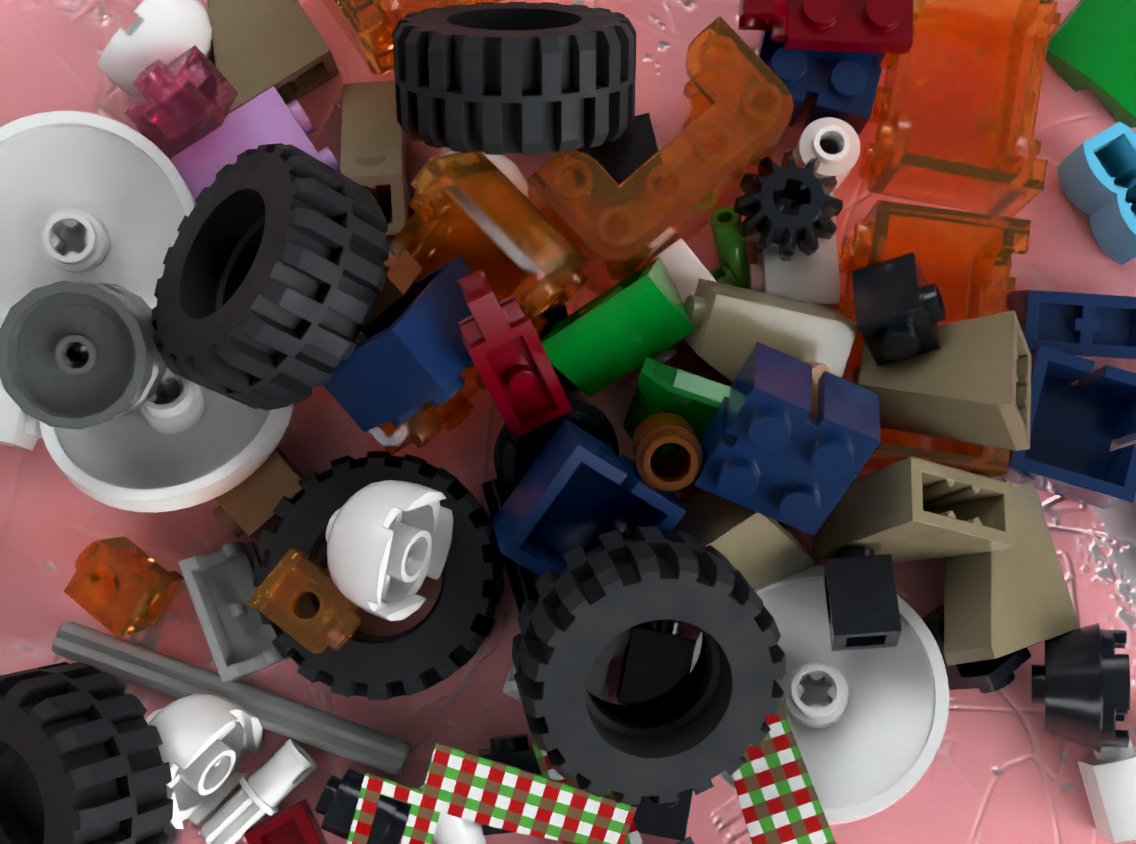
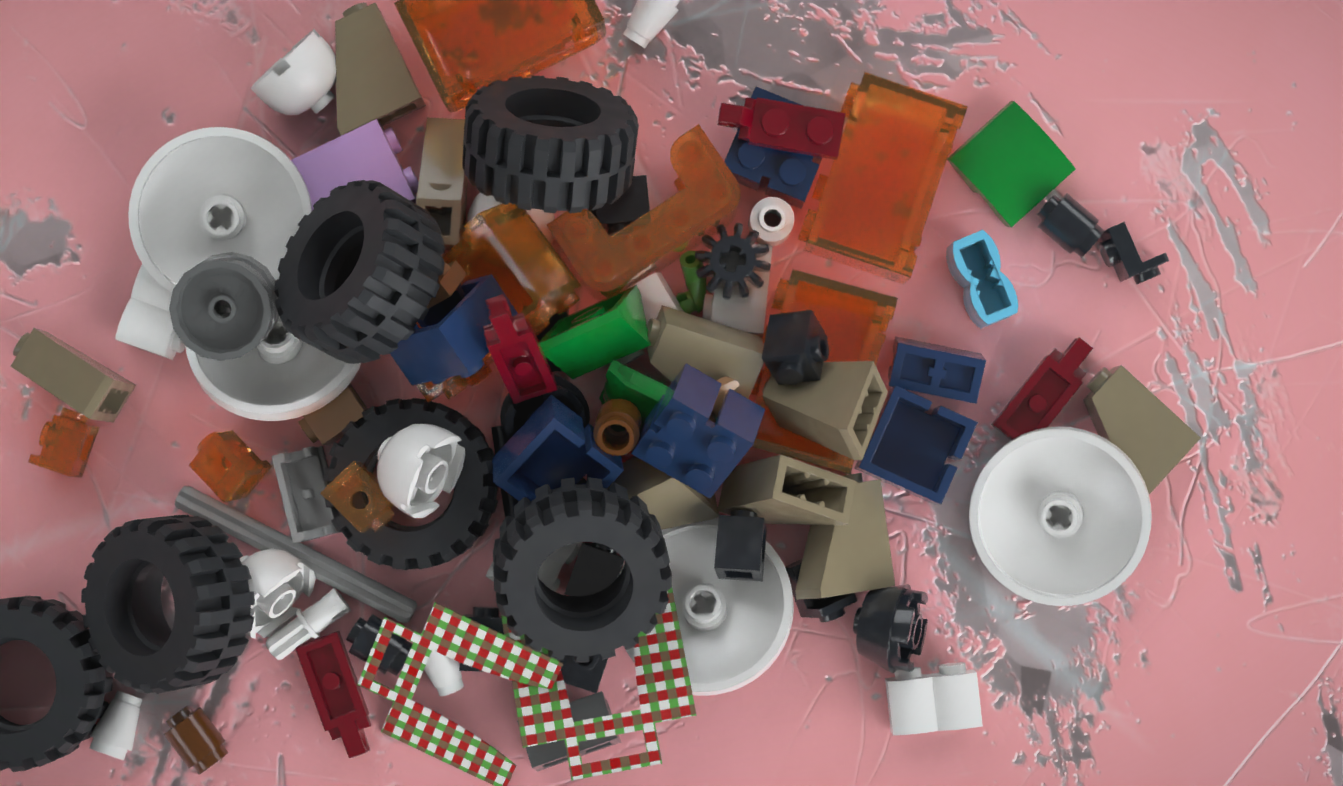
camera: 10 degrees right, 5 degrees up
(180, 101) = (310, 128): clear pink brick -> none

